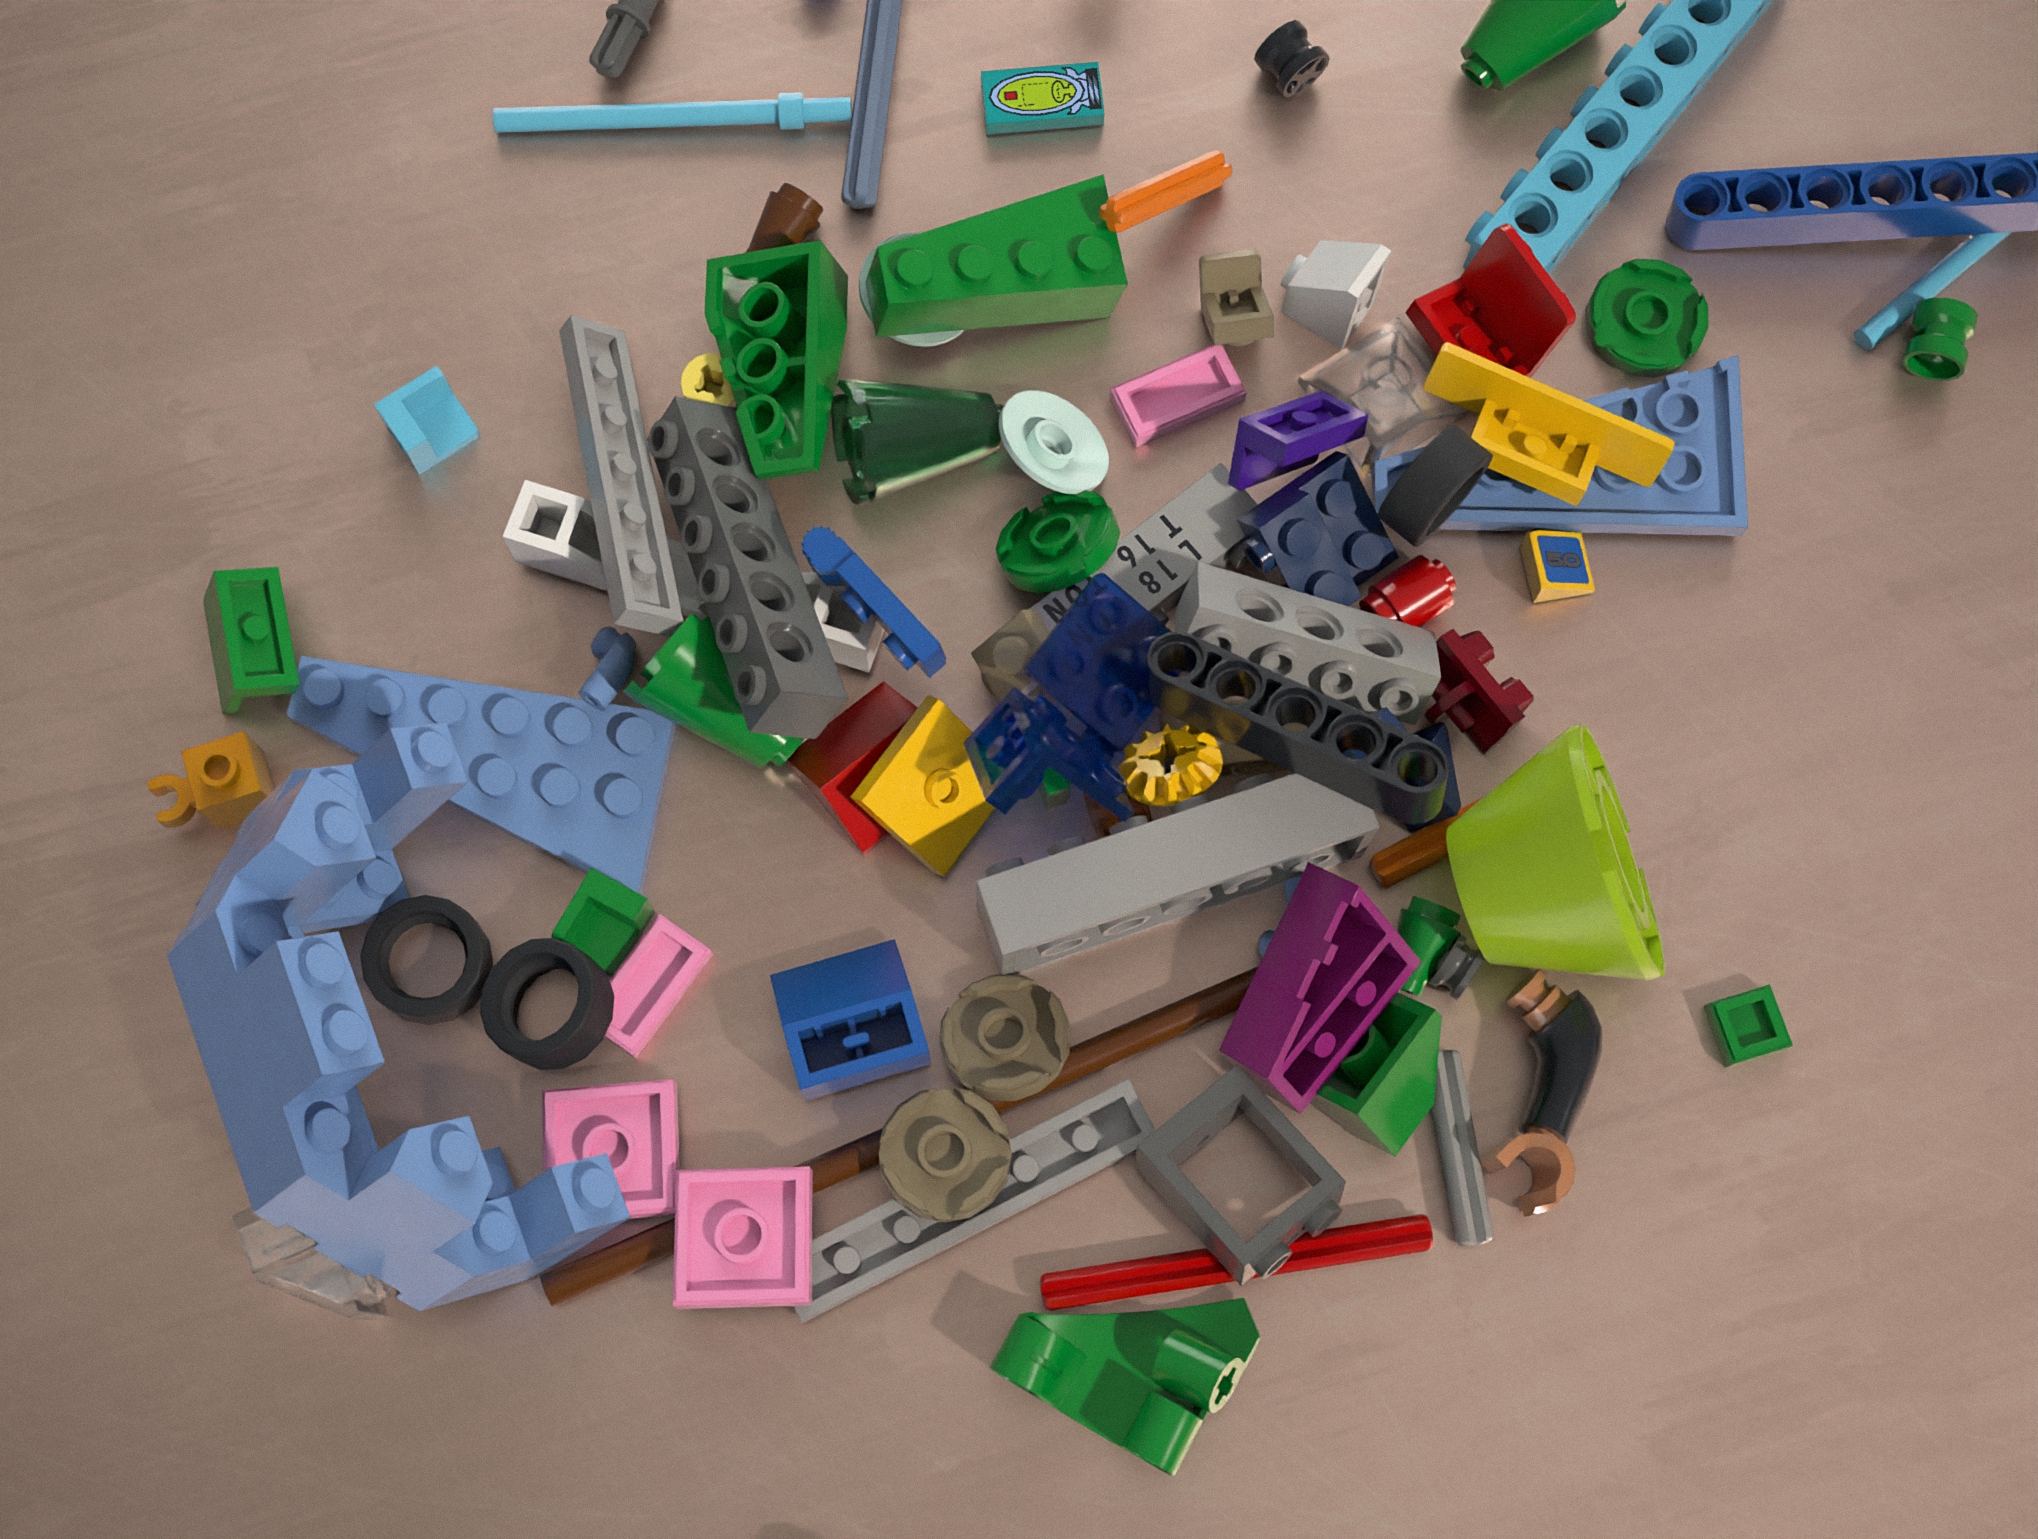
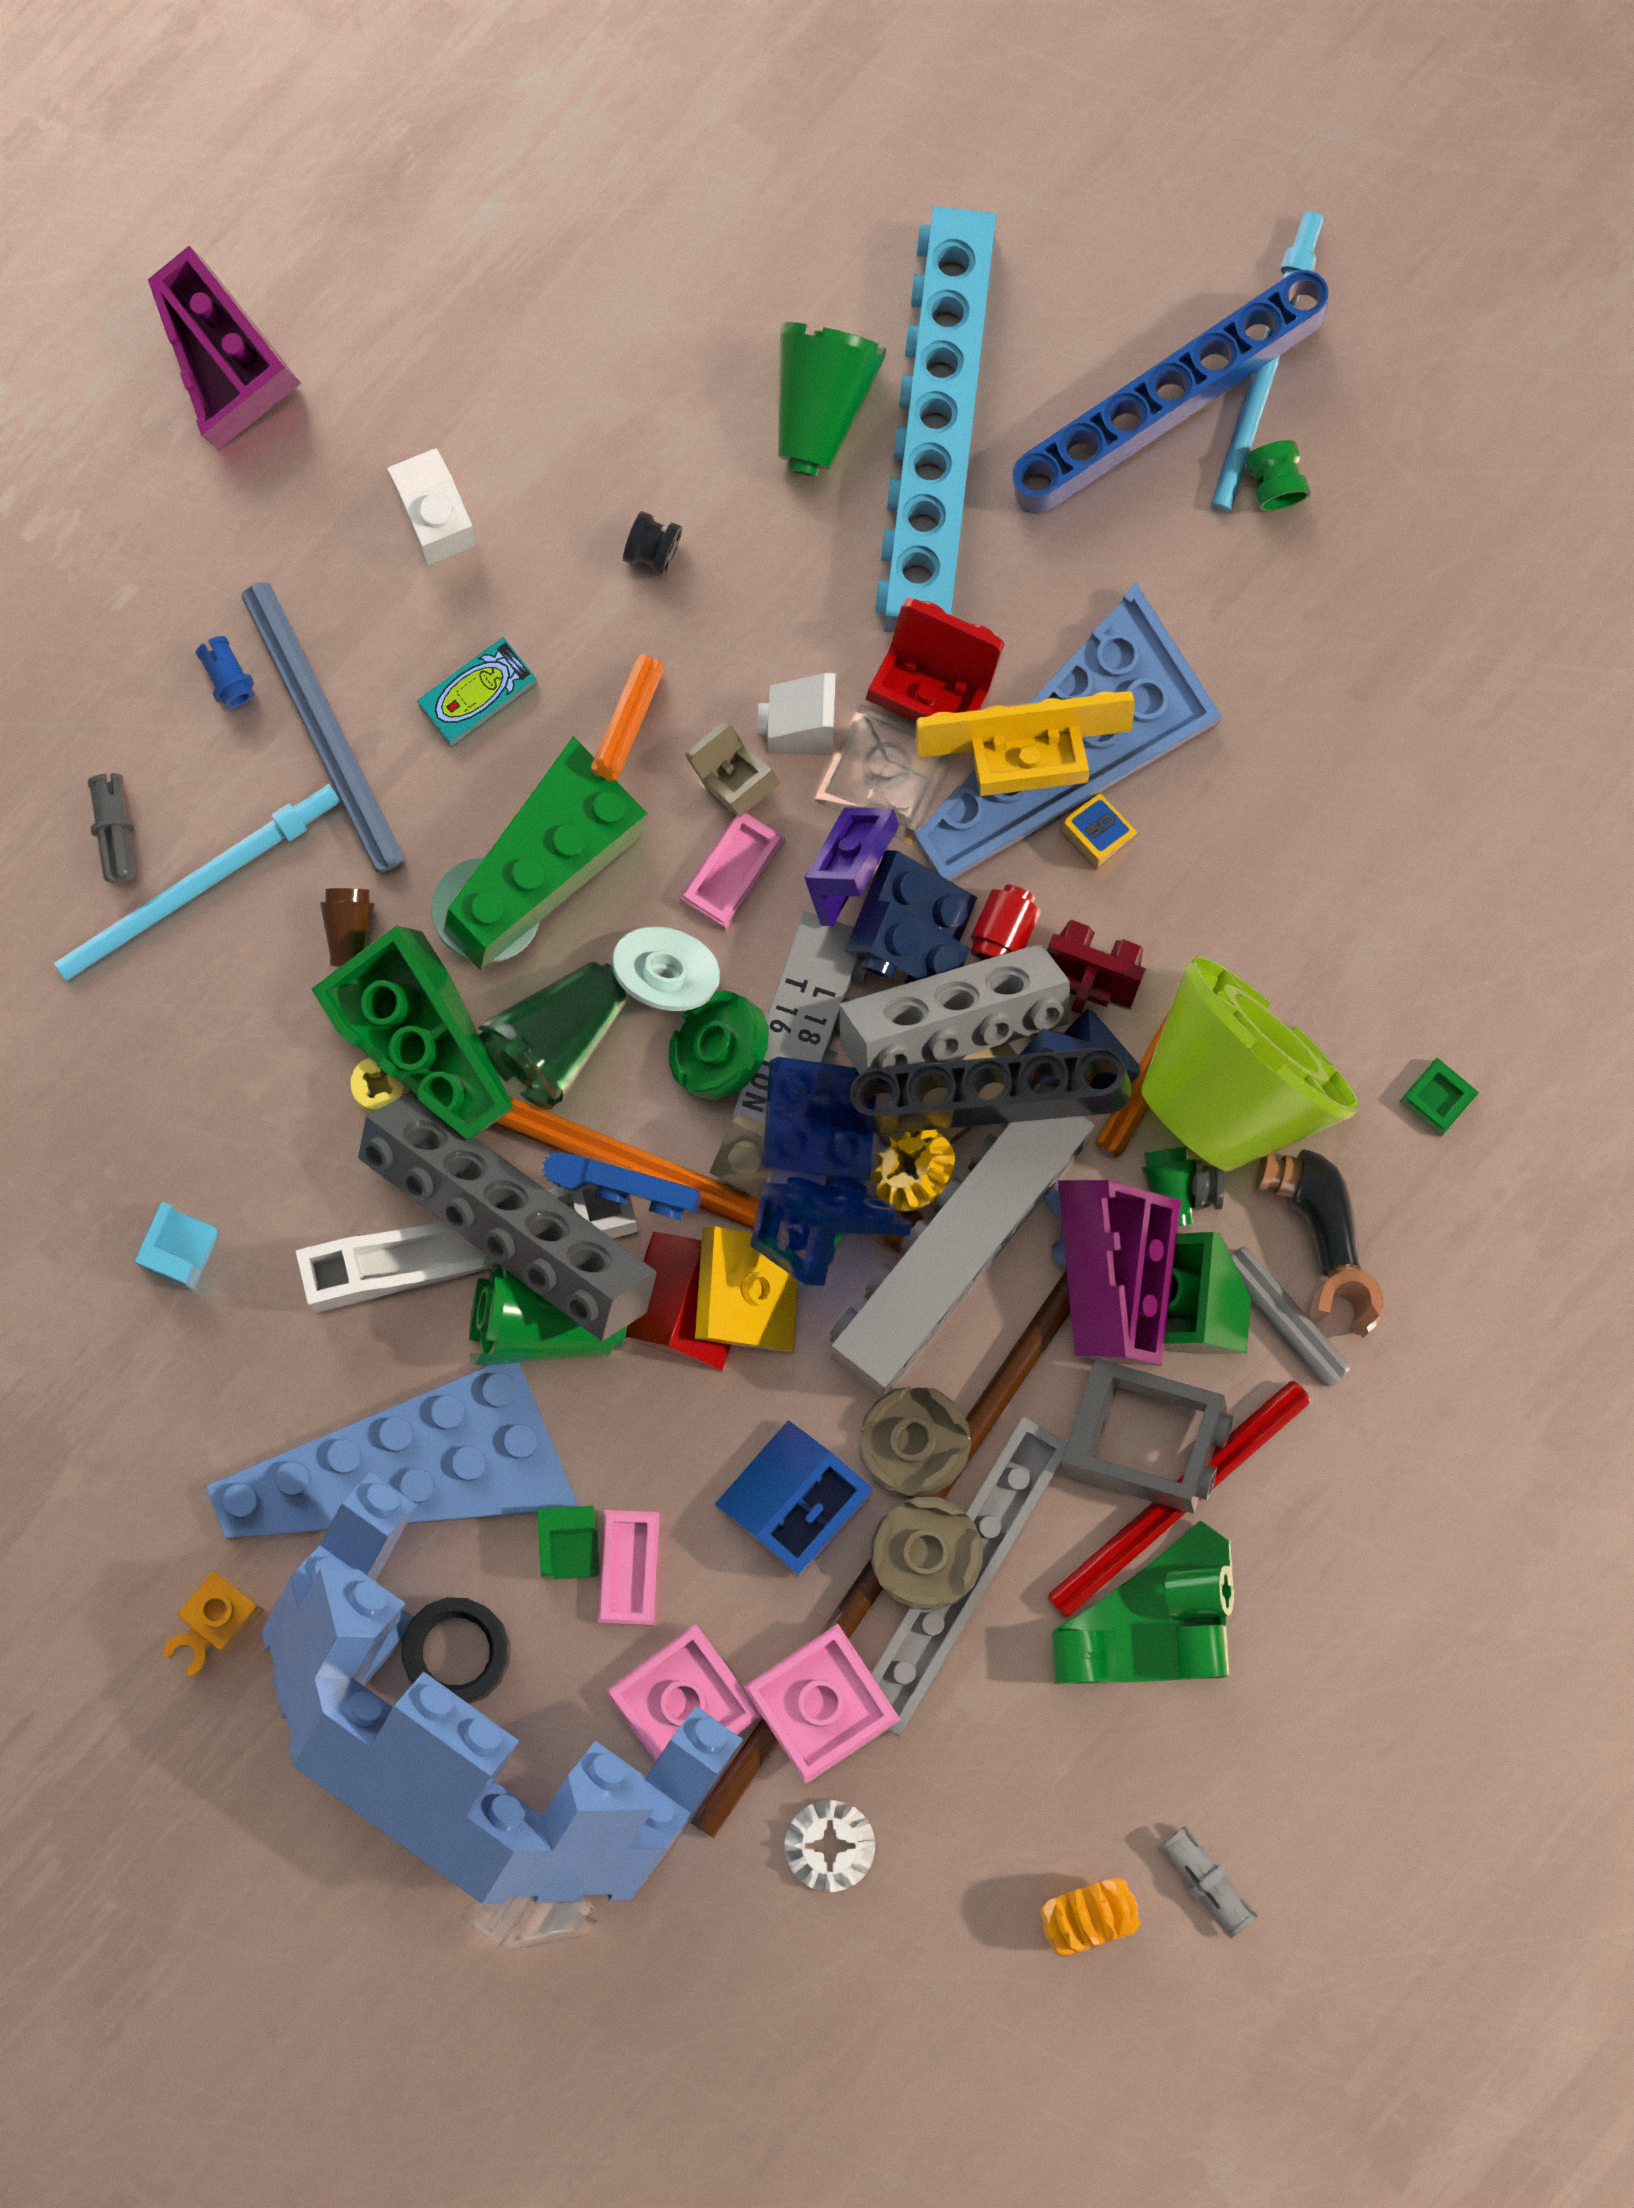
camera: 30 degrees left, 5 degrees up
(249, 635) = (158, 1497): green panel -> none
(516, 973) = (528, 1634): black tyre -> none
(614, 669) = (450, 1349): medium blue arm -> none
(620, 478) = (363, 1201): light grey plate -> none
(693, 1381) = (849, 1865): none -> white gear
(841, 516) = (593, 1145): none -> orange axle
(1434, 485) = (976, 835): black tyre -> none
(1646, 318) = (1048, 589): green tile -> none

